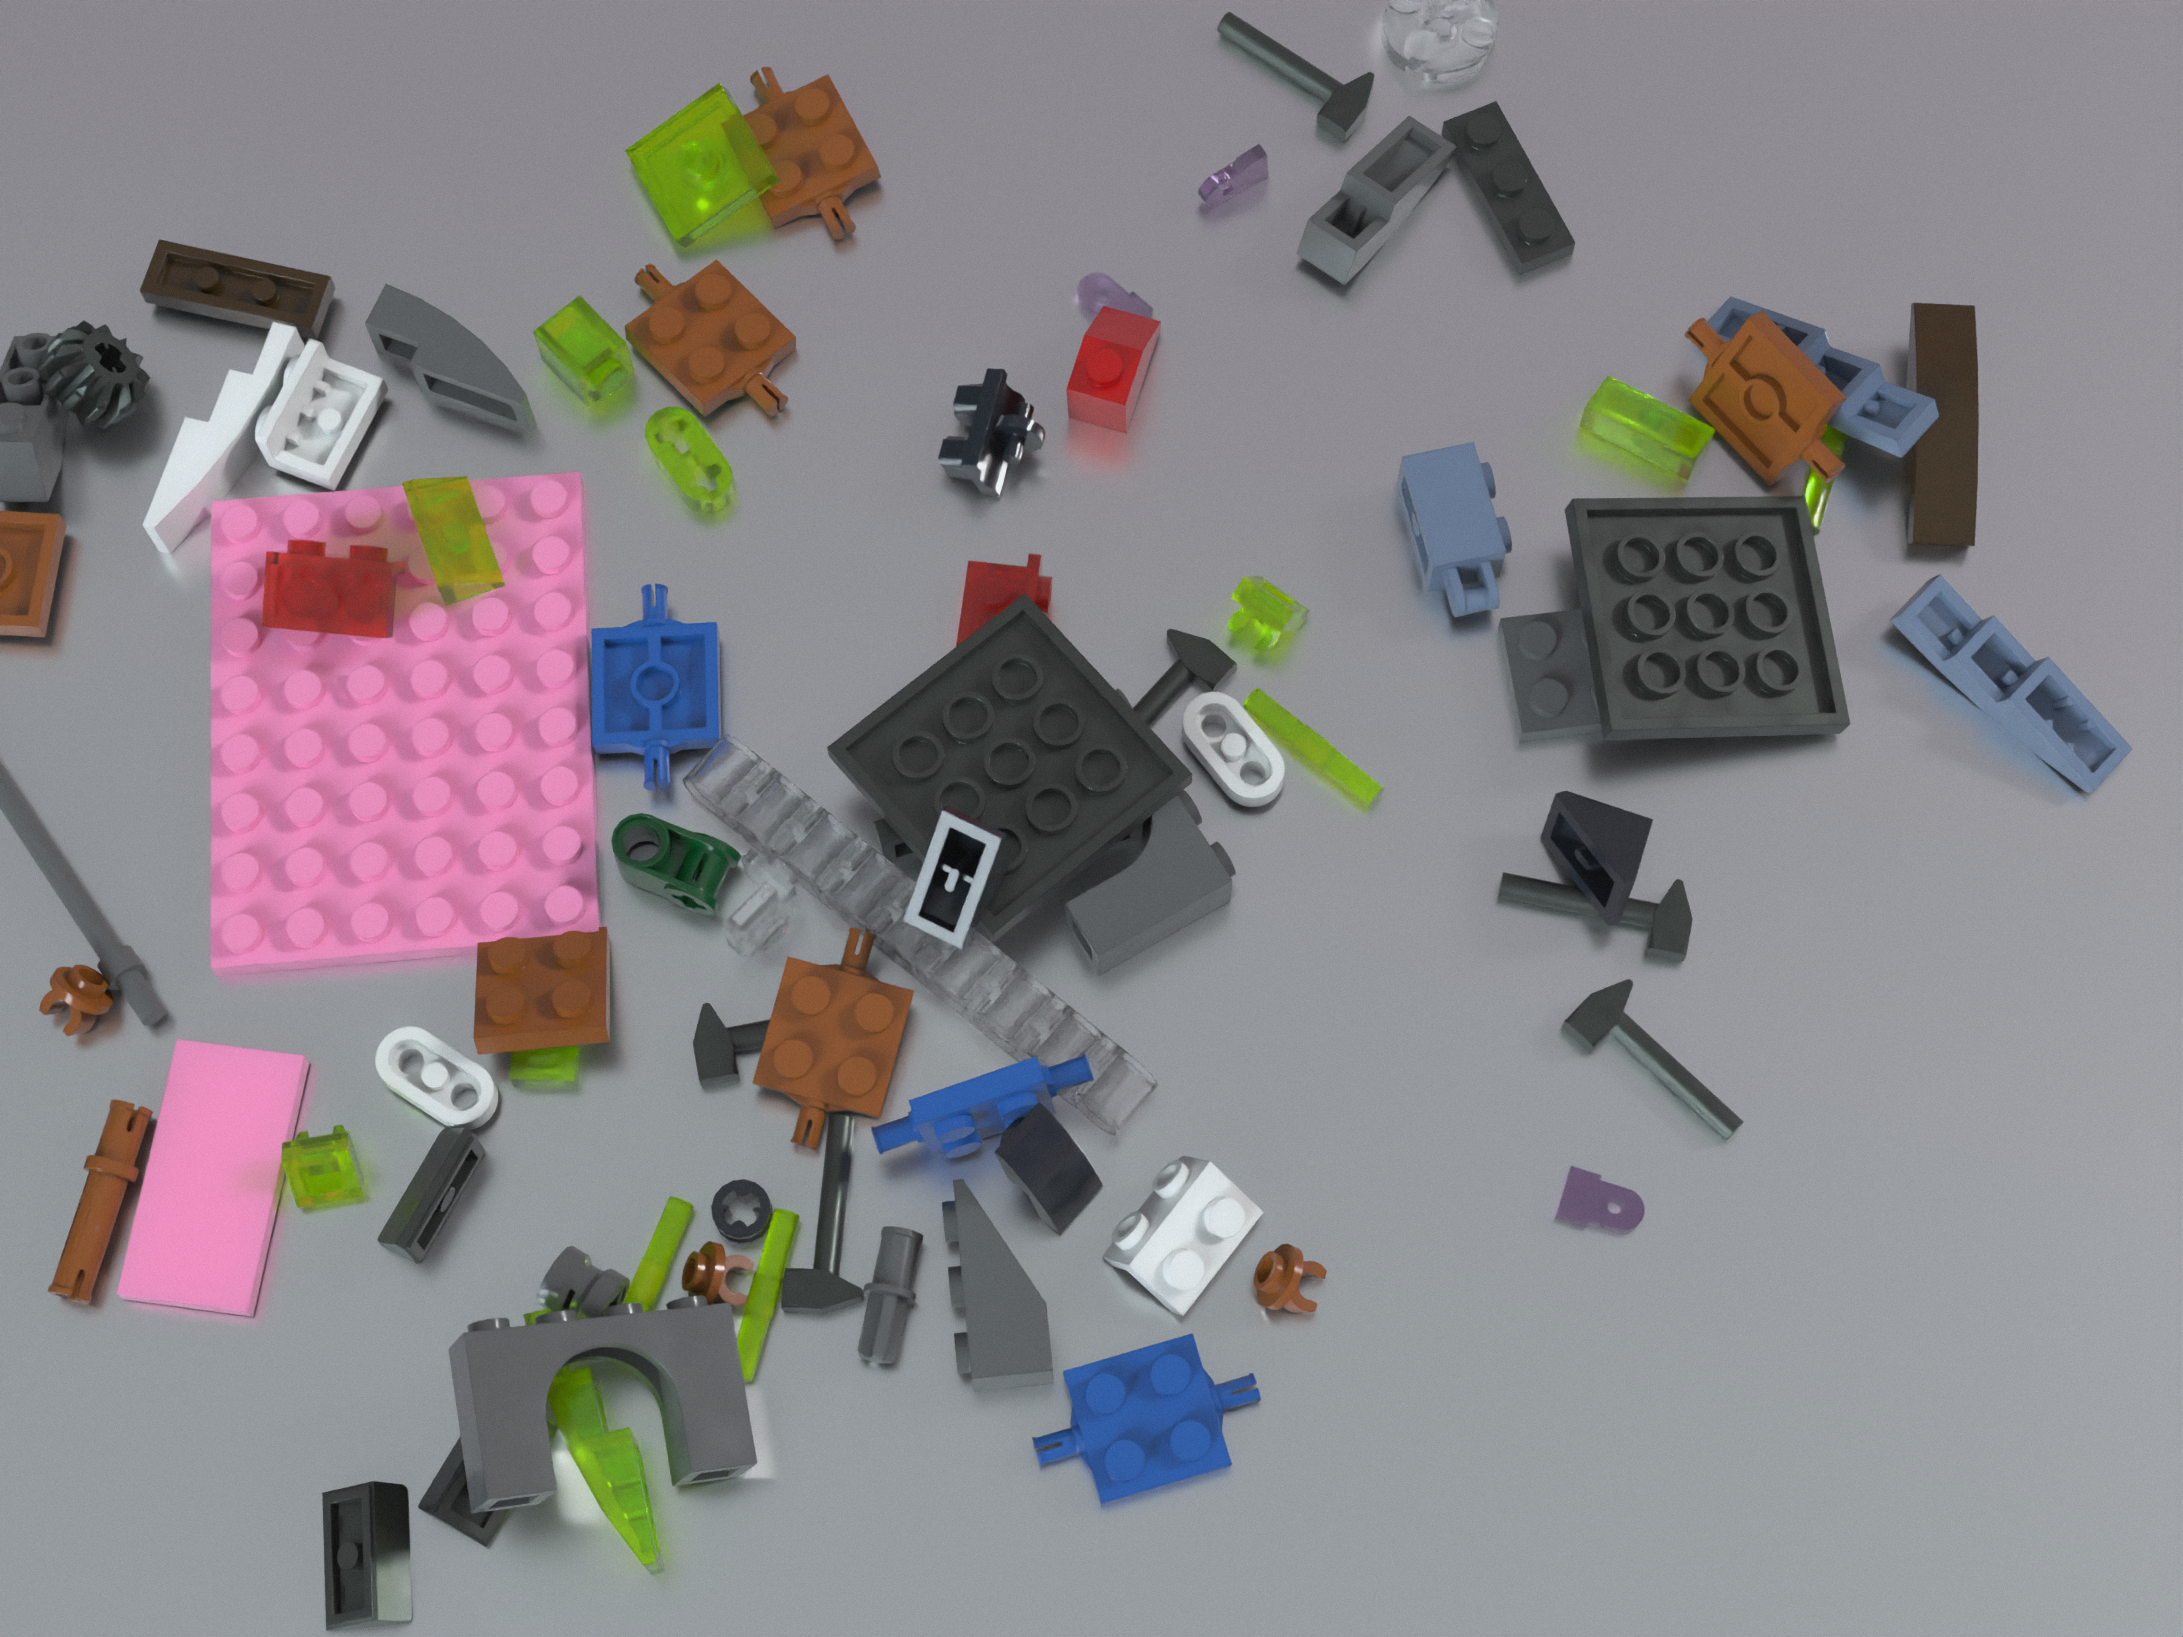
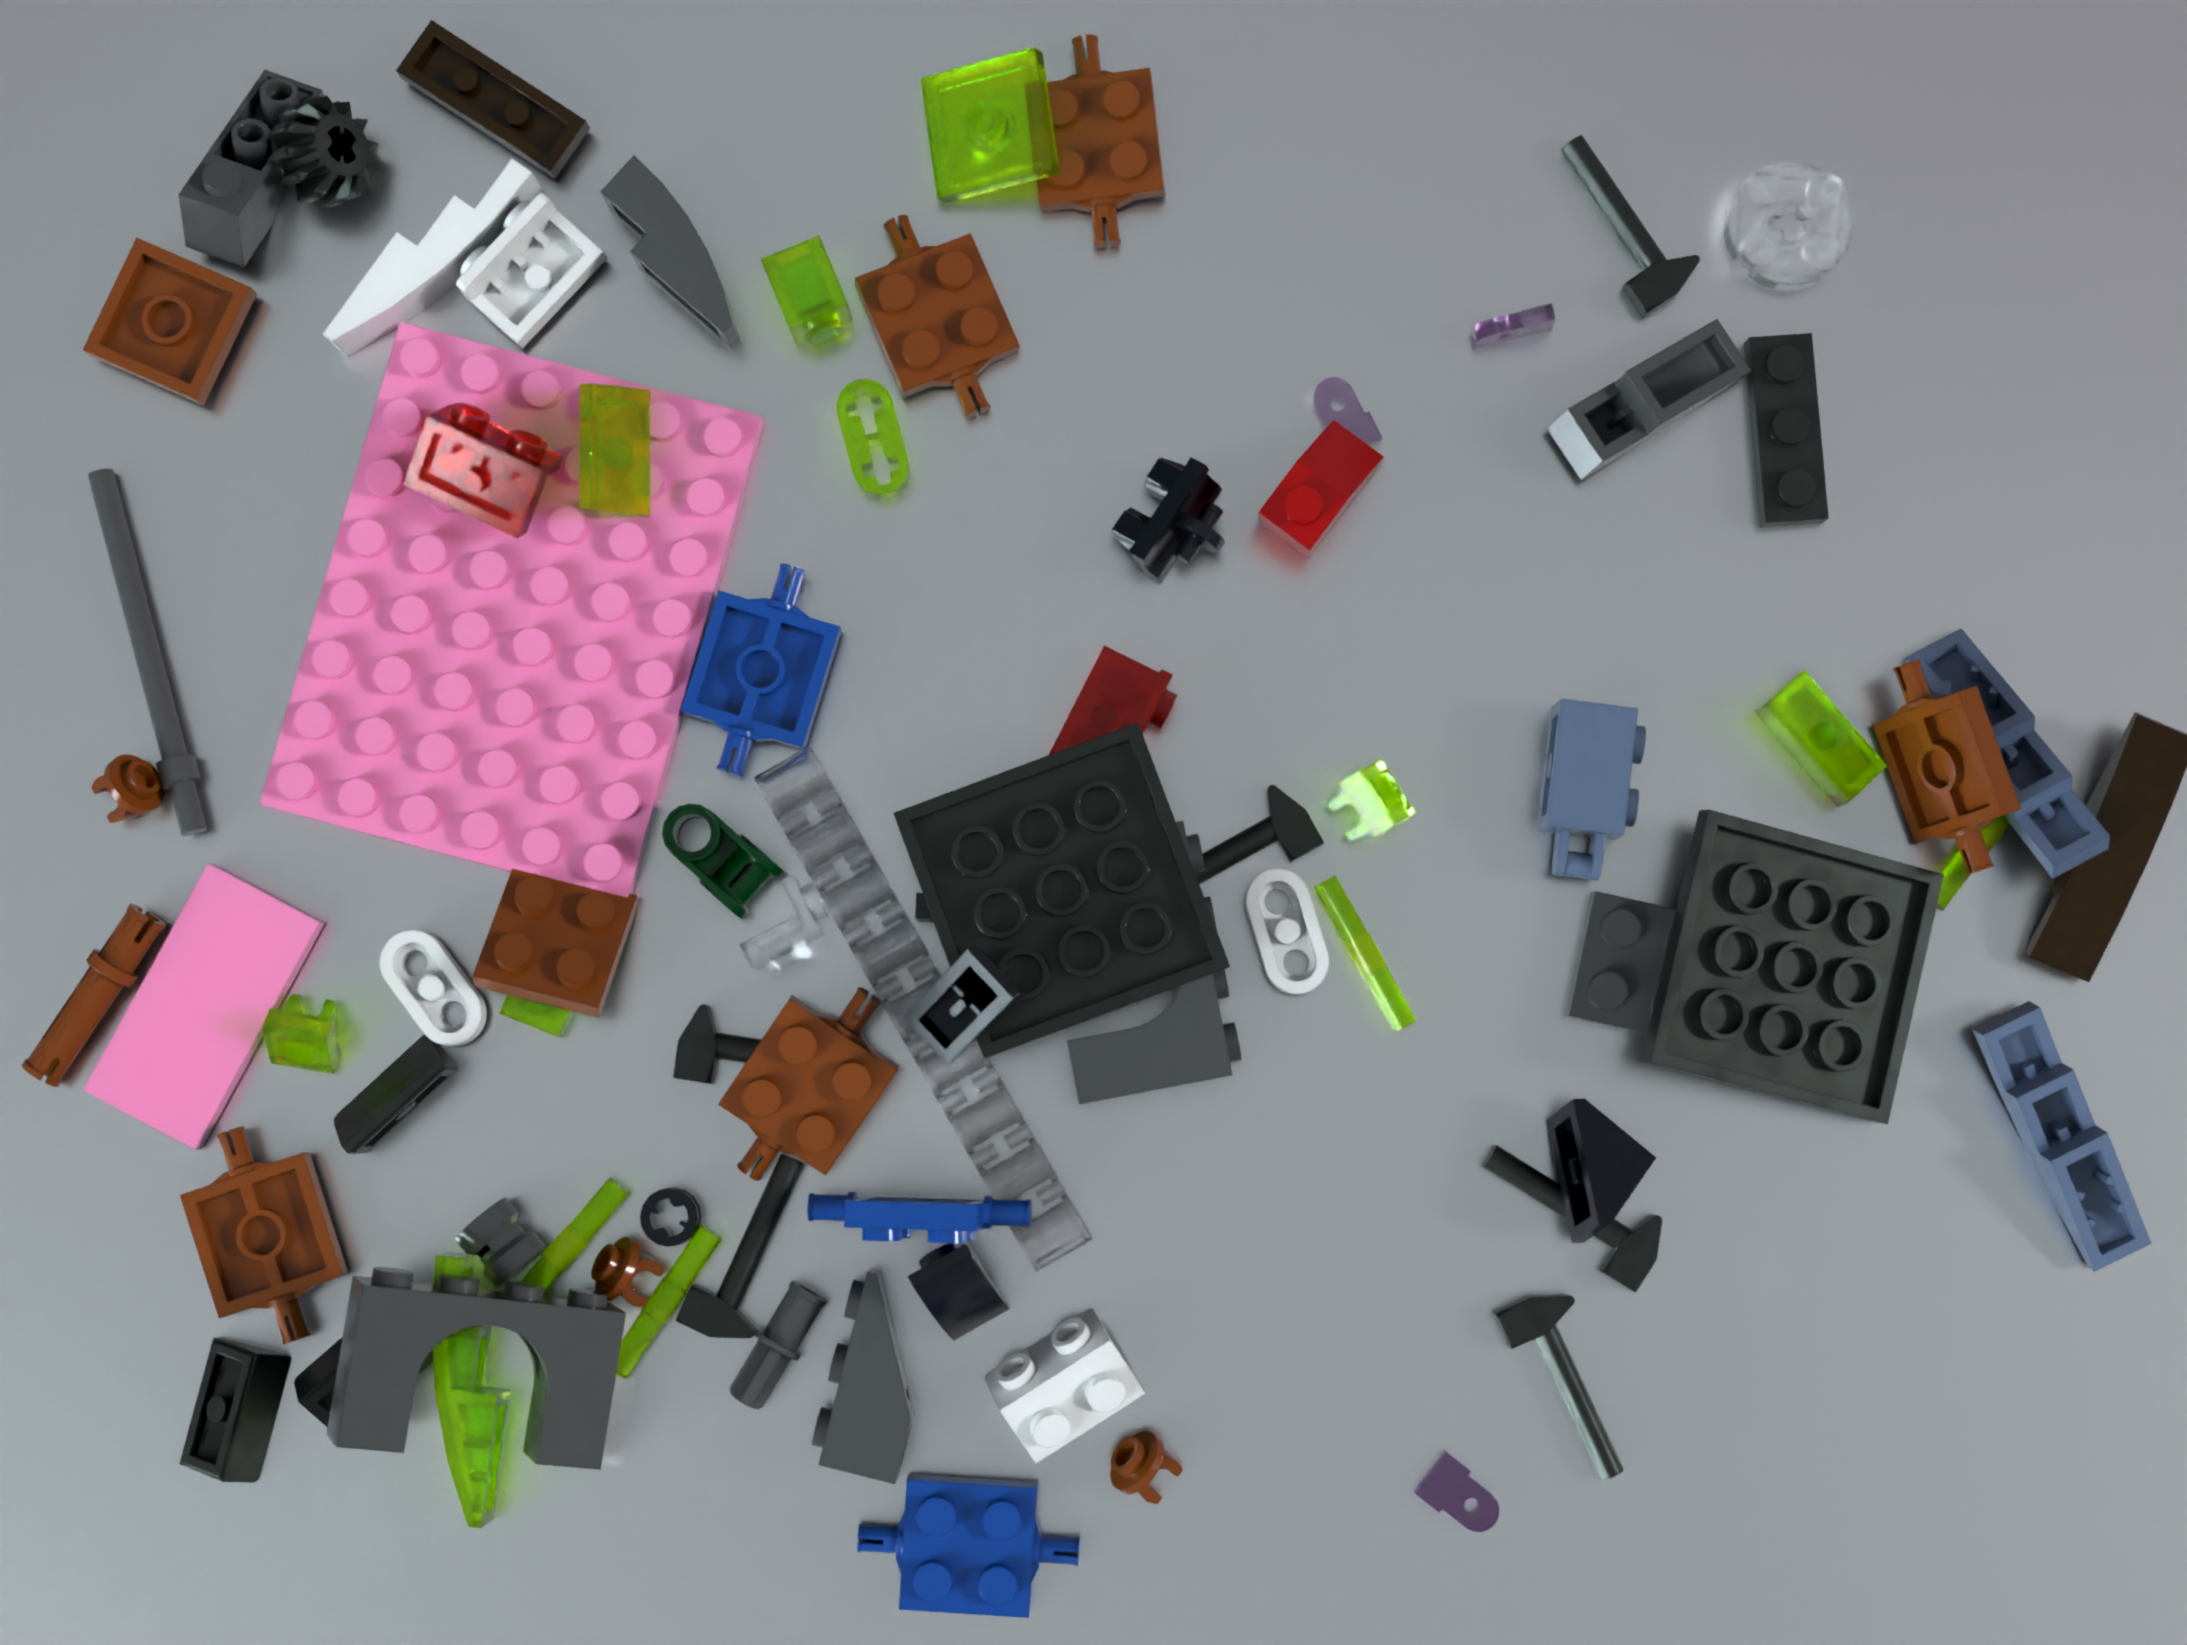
camera: 20 degrees right, 15 degrees up
(342, 1369) = (264, 1234): none -> dark orange plate

